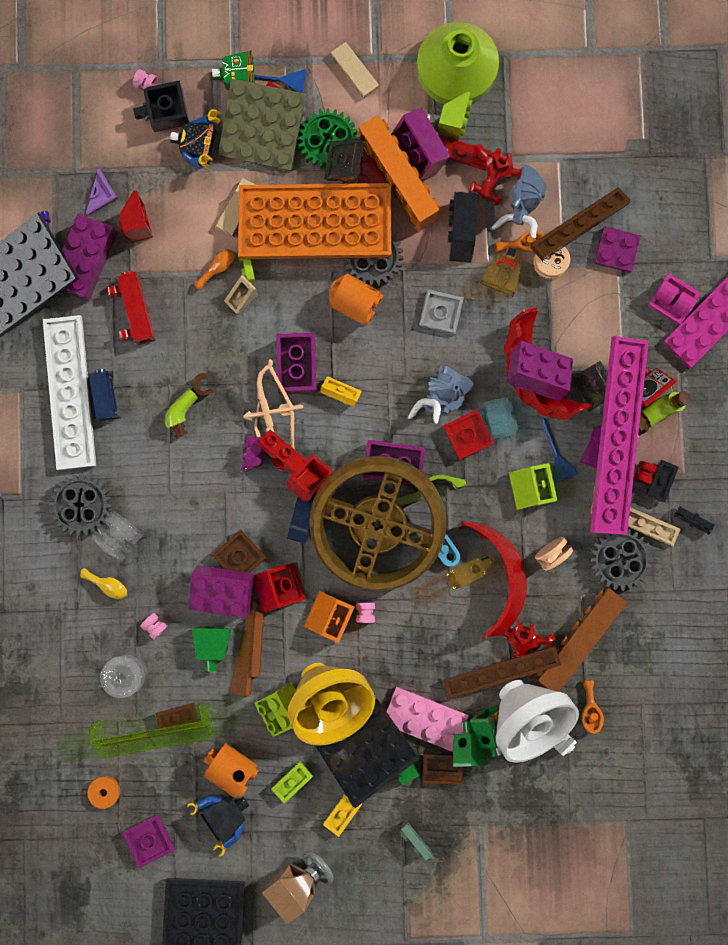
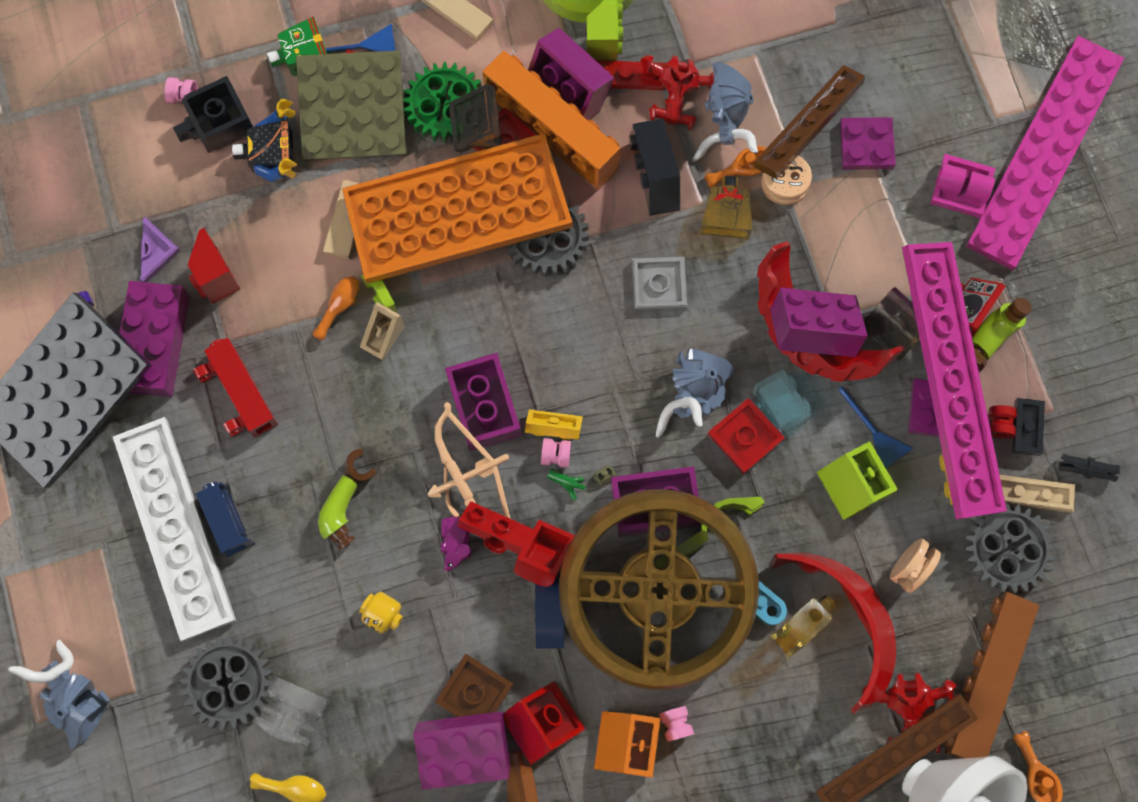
camera: 15 degrees left, 10 degrees down
(192, 487) = (381, 612): none -> yellow head
(332, 411) = (549, 452): none -> bright pink wheel
(340, 434) = (567, 482): none -> green bar
(354, 298) = (538, 294): orange cylinder -> none
(365, 435) = (604, 475): none -> olive rock

